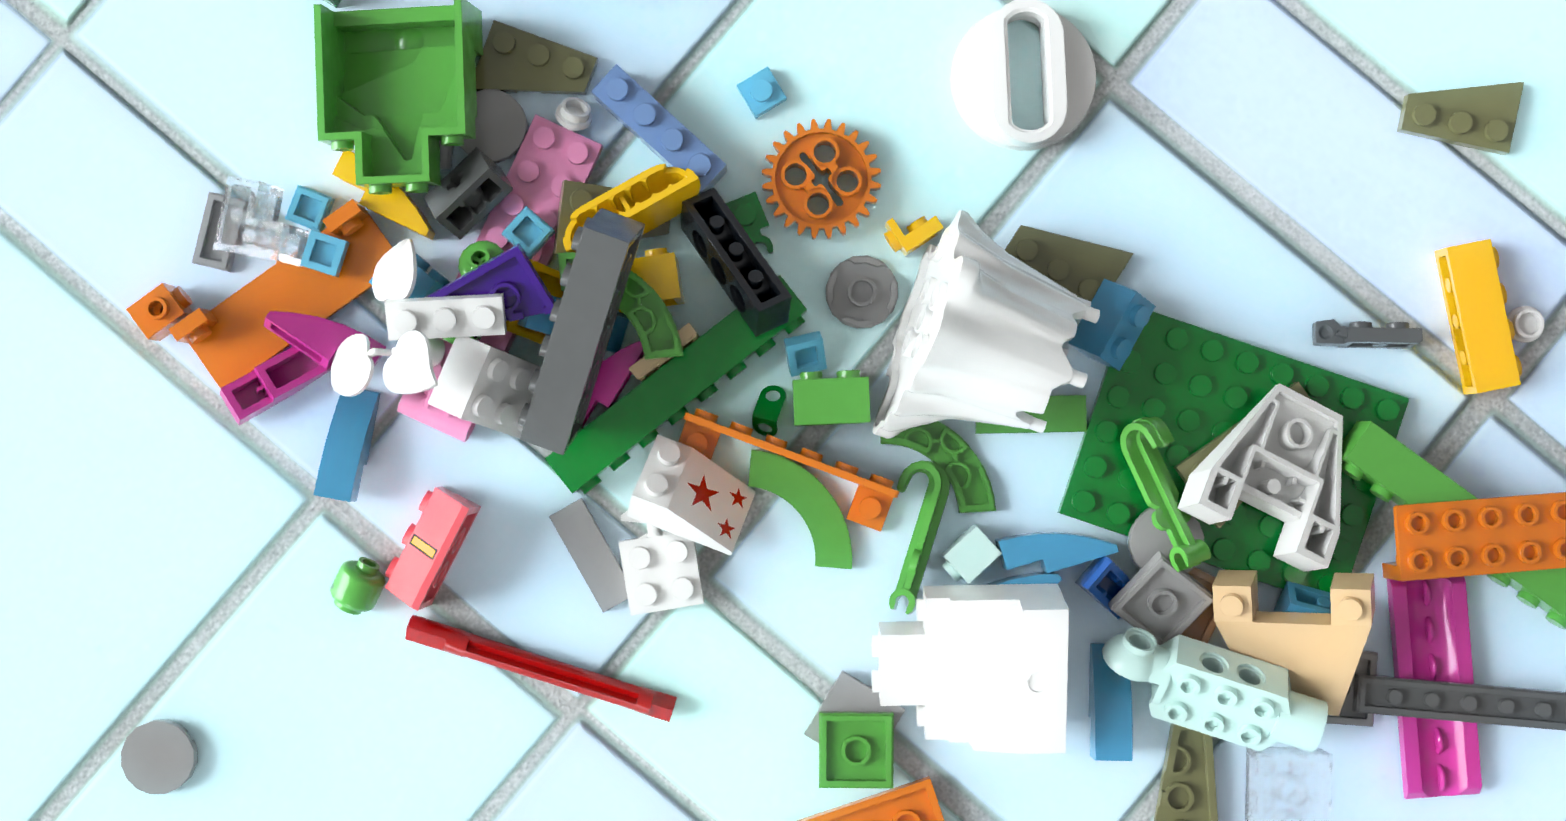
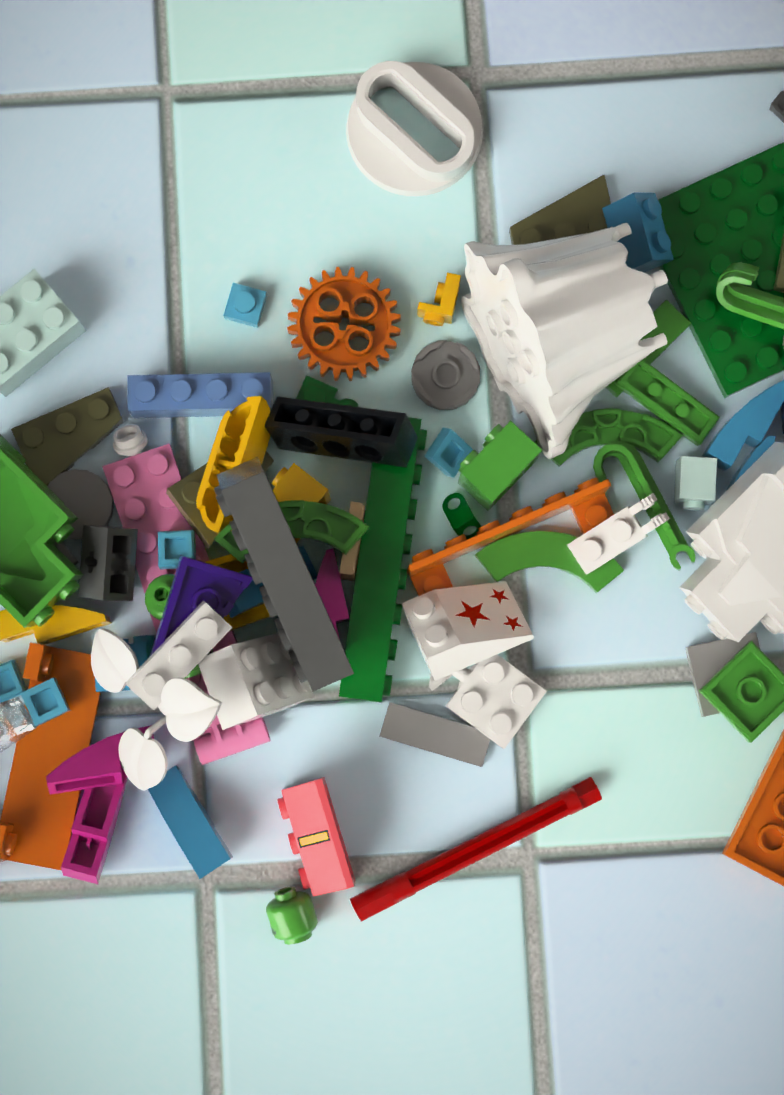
camera: 45 degrees left, 5 degrees down
(866, 537) = (614, 535): none -> white hinge
(1010, 476) = (668, 401): none -> bright green tile

